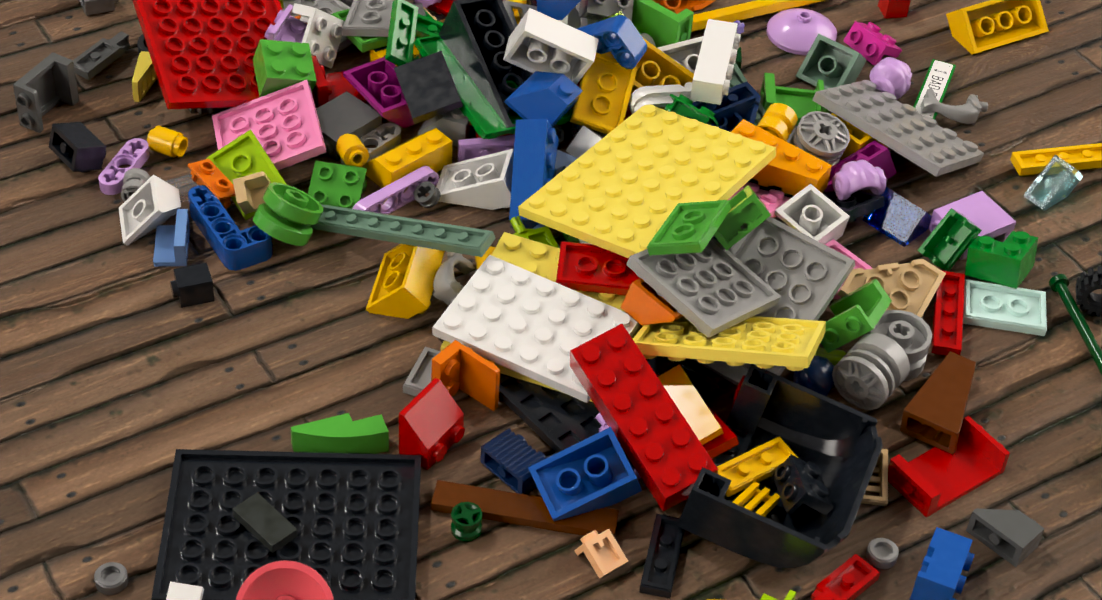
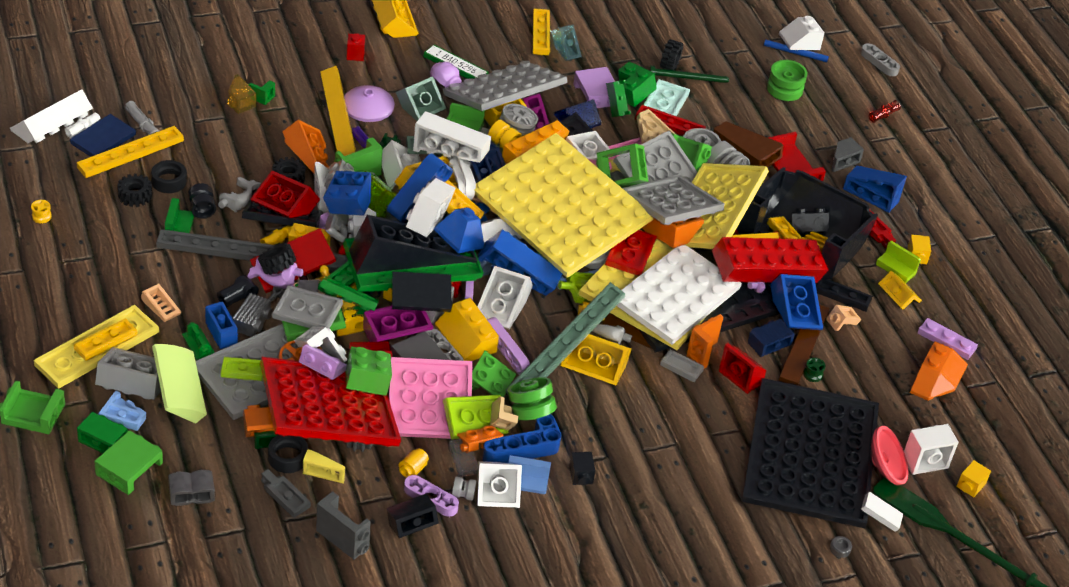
camera: 80 degrees left, 0 degrees up
(265, 522) = (815, 458): pearl dark grey tile -> none
(342, 435) = (739, 411): bright green slope -> none
(352, 150) = (467, 352): yellow brick -> none
(422, 189) = (513, 323): dark grey bush -> none
(684, 107) = (485, 168): green hinge -> none
(689, 227) = (646, 184): bright green tile -> none
(858, 176) = (565, 113): lavender hair -> none
(870, 42) = (398, 74): dark pink bracket -> none
(963, 113) = (485, 55): light grey animal -> none

